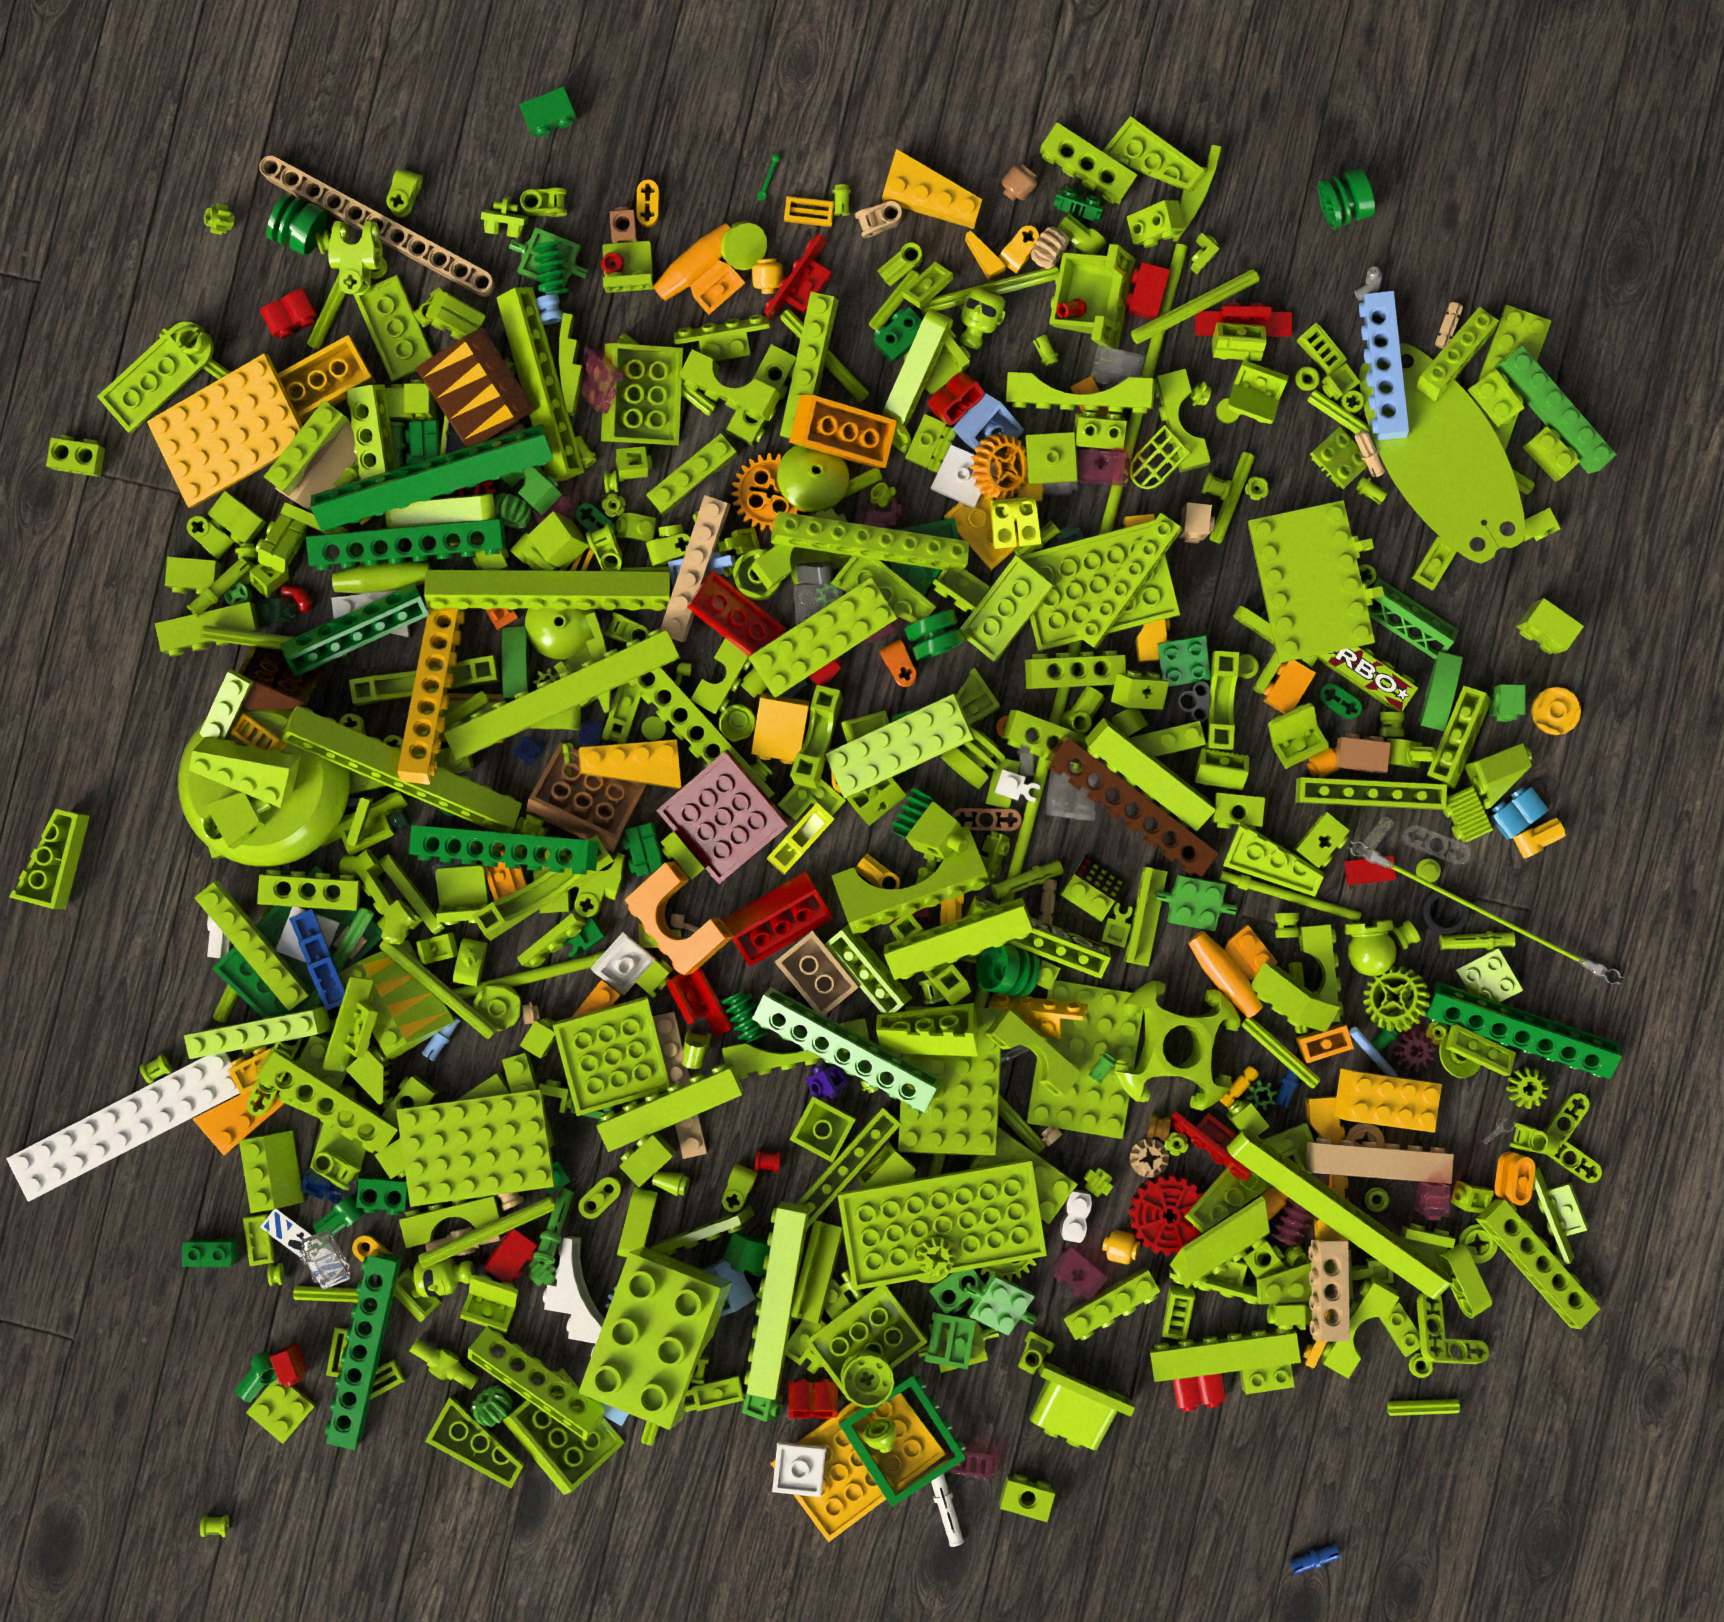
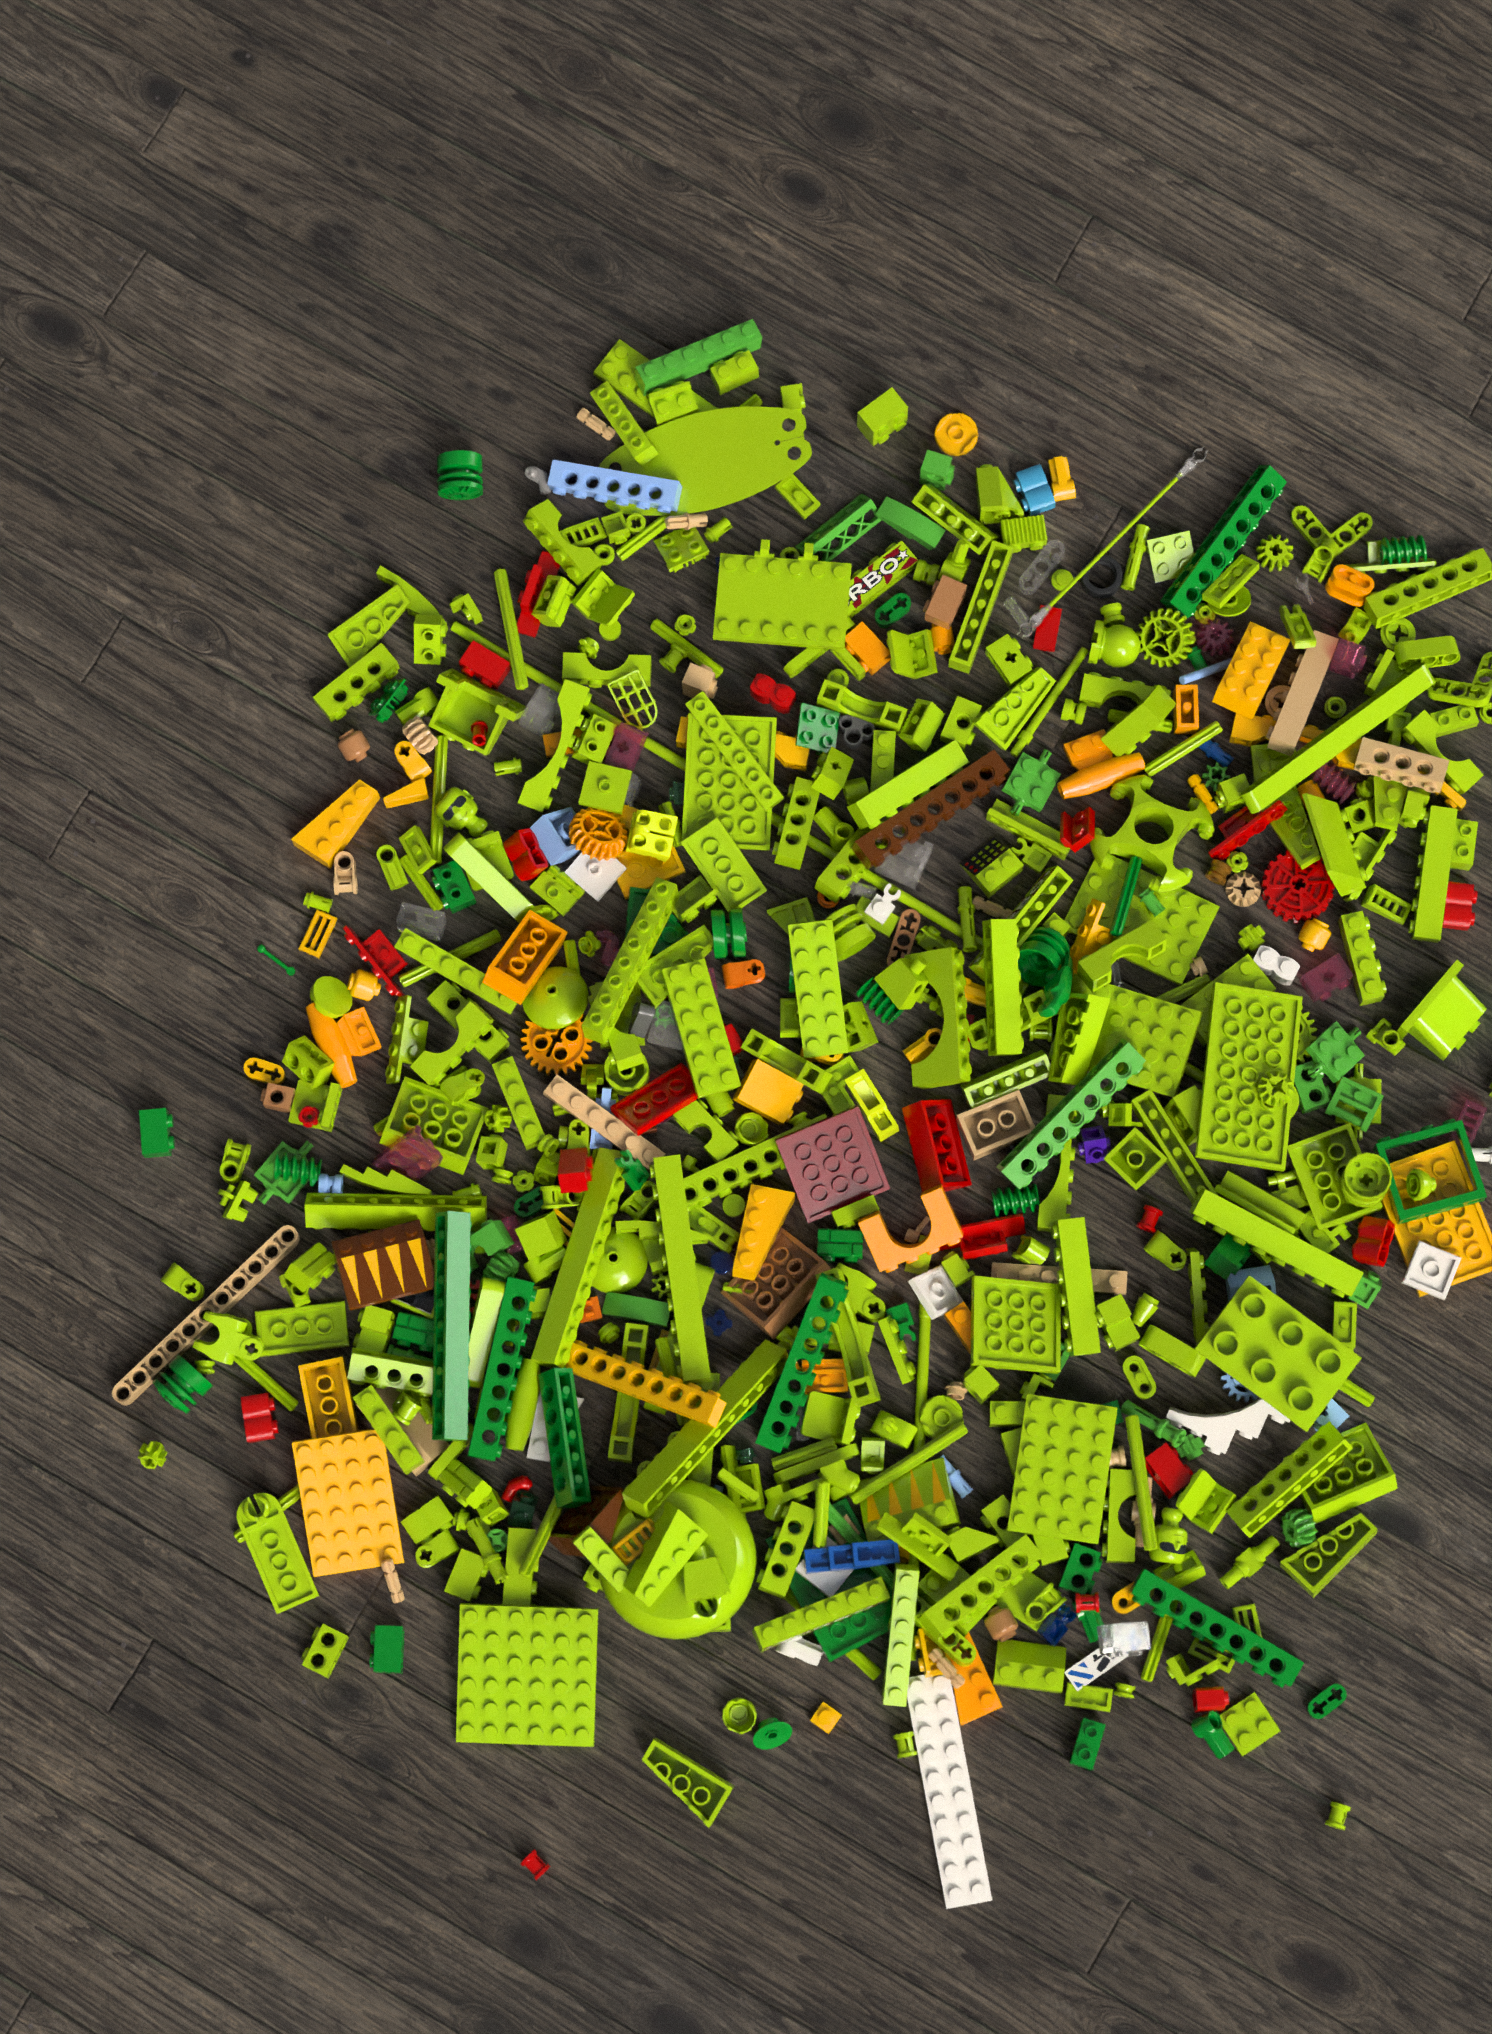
camera: 75 degrees left, 10 degrees down
(94, 519) = (388, 1649): none -> green brick
(109, 666) = (527, 1675): none -> lime plate
(126, 930) = (771, 1733): none -> green piece
(134, 893) = (739, 1715): none -> lime hair
(160, 980) = (825, 1717): none -> yellow plate
(165, 502) = (392, 1580): none -> tan axle
(240, 1089) = (946, 1668): none -> tan axle
(304, 1130) = (1001, 1624): none -> medium nougat head
(304, 1336) = (1179, 1669): none -> lime bracket
(330, 1477) = (1323, 1697): none -> green beam
(335, 457) = (405, 1408): none -> lime piece
(348, 1212) = (1087, 1598): none -> red bush
(352, 915) = (821, 1513): none -> lime axle
(418, 878) = (804, 1454): none -> lime axle
(482, 641) = (609, 1333): none -> lime plate
(634, 553) = (575, 1170): none -> red brick
(652, 615) = (634, 1171): none -> green plate
(654, 518) = (548, 1145): none -> lime bush
(667, 244) = (308, 1062): none -> lime brick
(669, 457) = (498, 1118): none -> lime gear
(690, 411) = (463, 1086): none -> lime piece
(851, 312) = (421, 921): none -> clear brick
(864, 1101) = (1121, 1115): none -> lime panel
(973, 997) = (1057, 988): none -> green animal
(1100, 1038) = (1125, 896): none -> green axle
(1157, 967) = (1079, 830): none -> red bracket
(1209, 596) = (768, 692): none -> red brick
(1289, 352) = (576, 561): none -> lime arch
(1450, 1136) = (1297, 627): none -> lime hinge
(1571, 1224) = (1402, 549): none -> green piece

